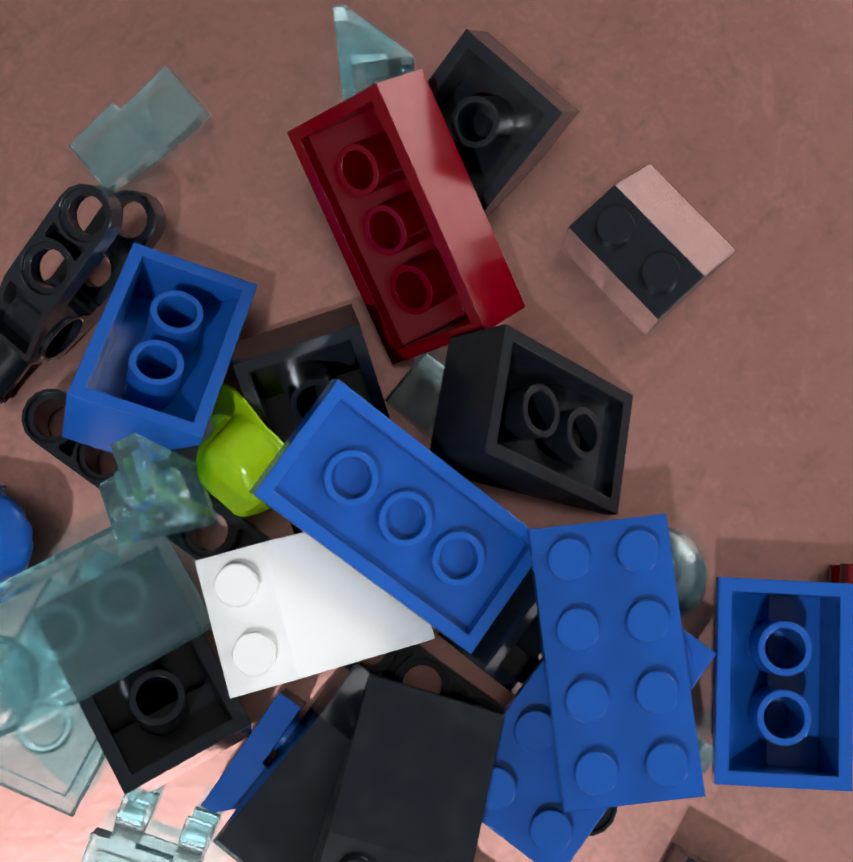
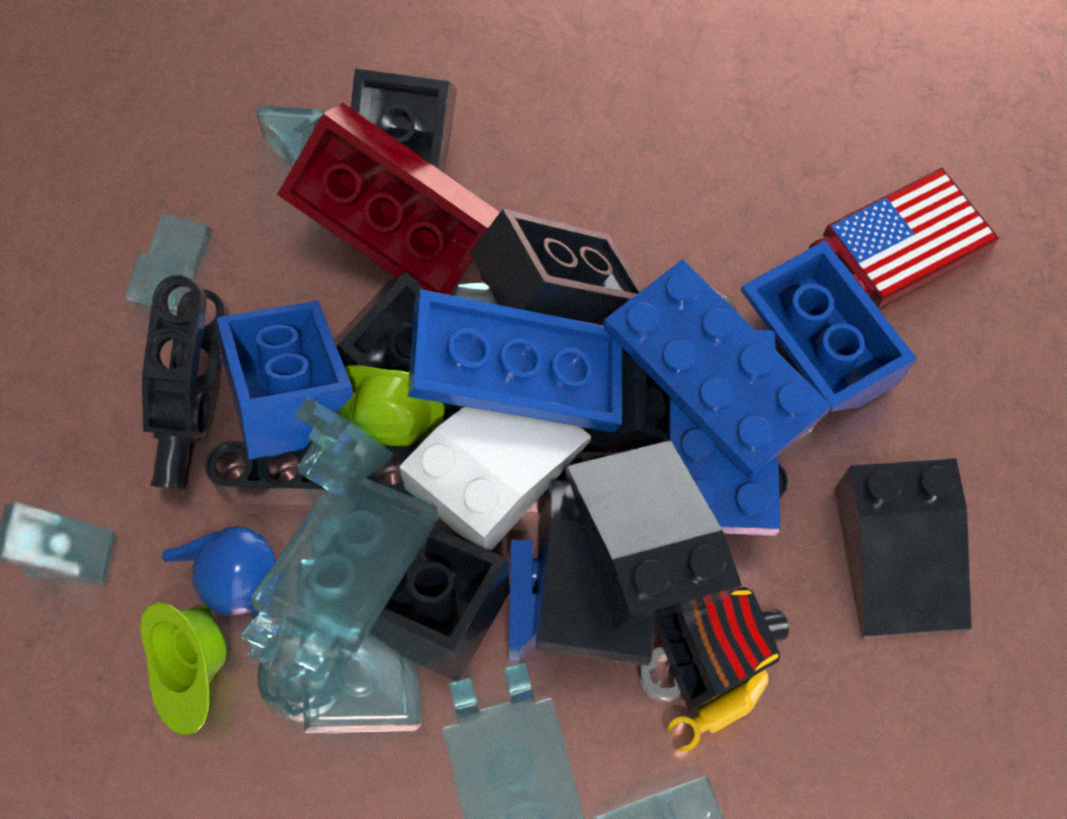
camera: 35 degrees left, 15 degrees down
(645, 247) = (553, 147): black slope -> none

